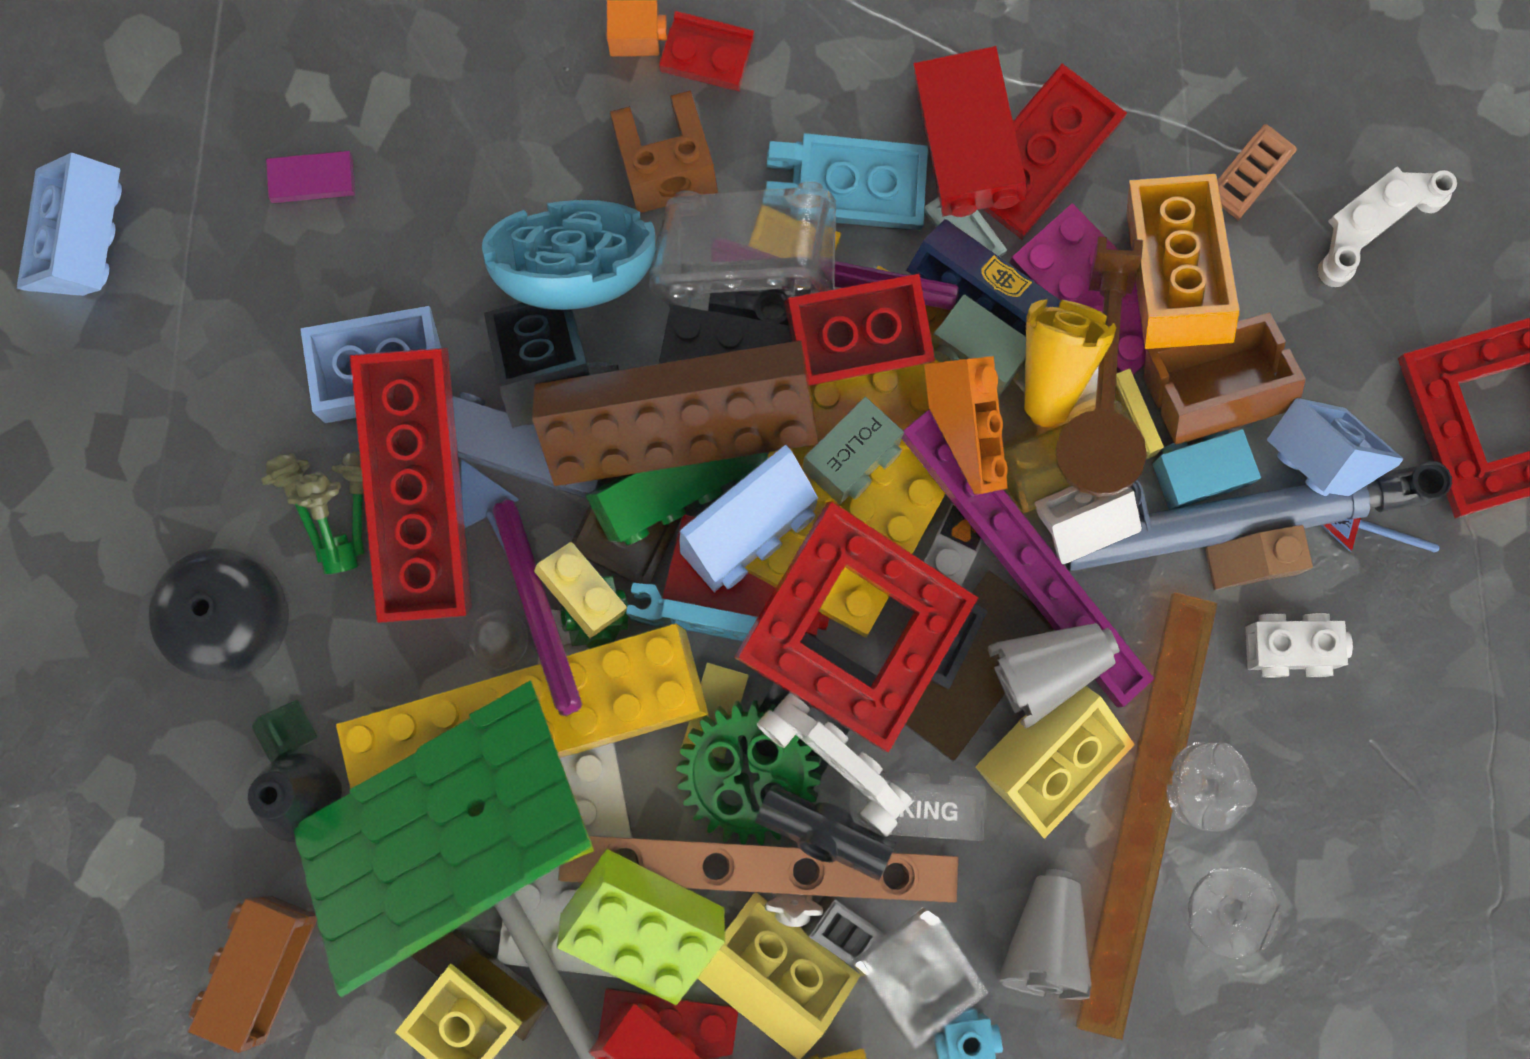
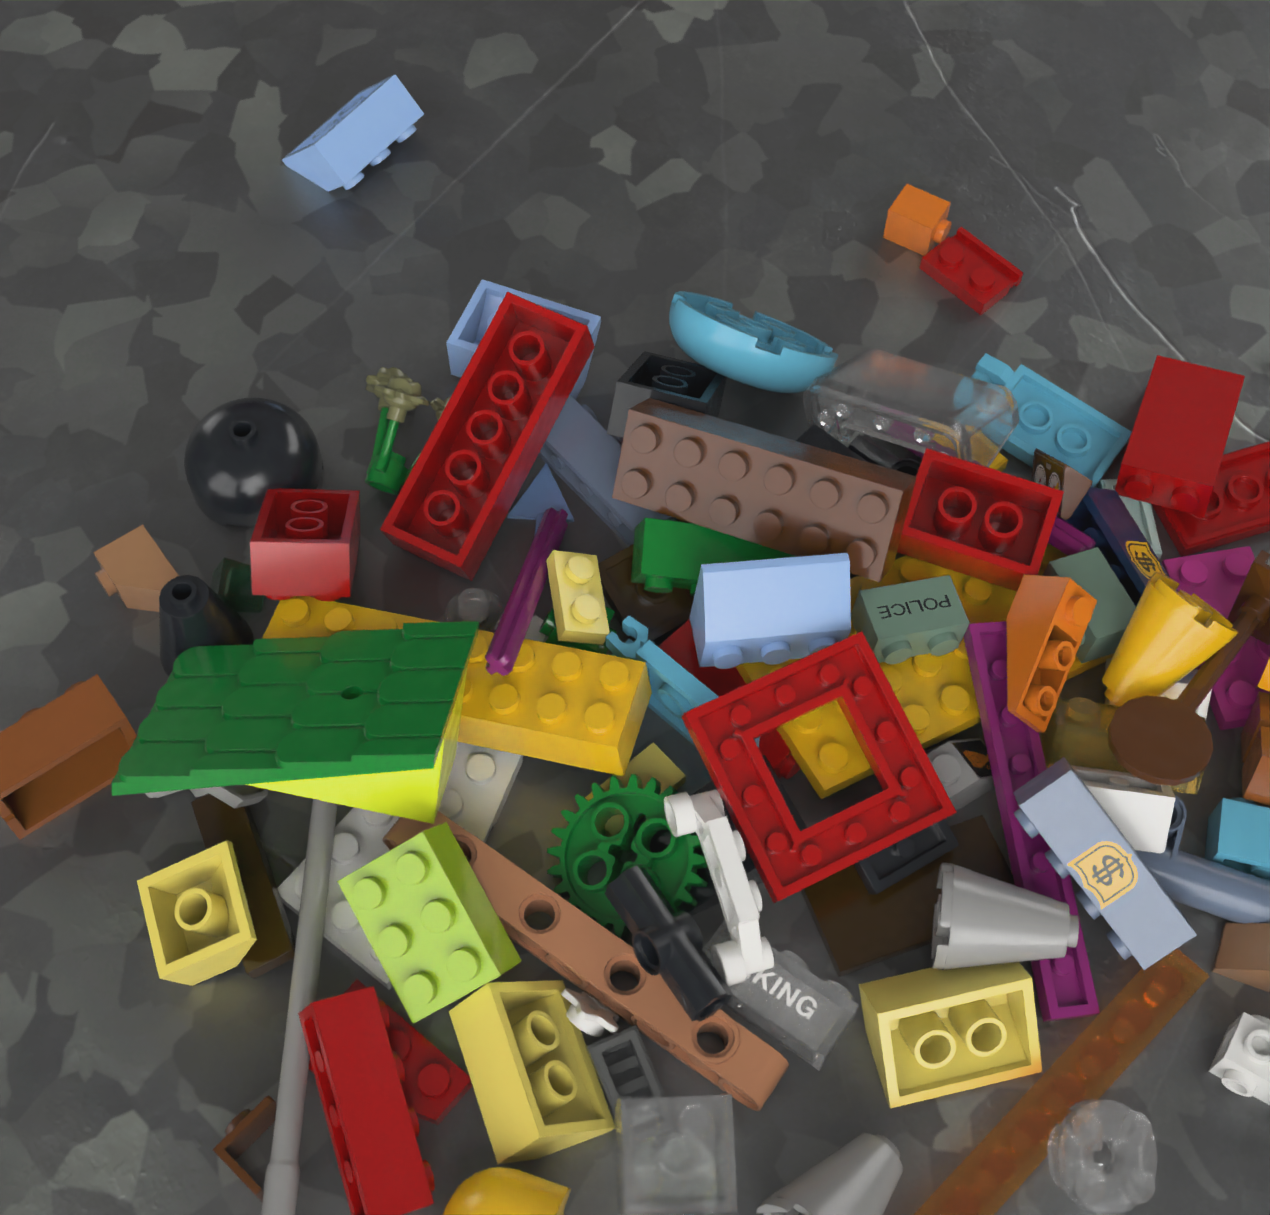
camera: 30 degrees right, 20 degrees down
(198, 772) = (134, 569): none -> medium nougat slope
(310, 177) = (570, 197): magenta tile -> none
(325, 673) = (306, 544): none -> red brick
(668, 165) = (879, 323): dark orange brick -> none
(898, 244) = (1060, 476): none -> reddish brown slope
(1103, 572) = (1103, 864): none -> brick
(1132, 401) = (1216, 777): light yellow tile -> none

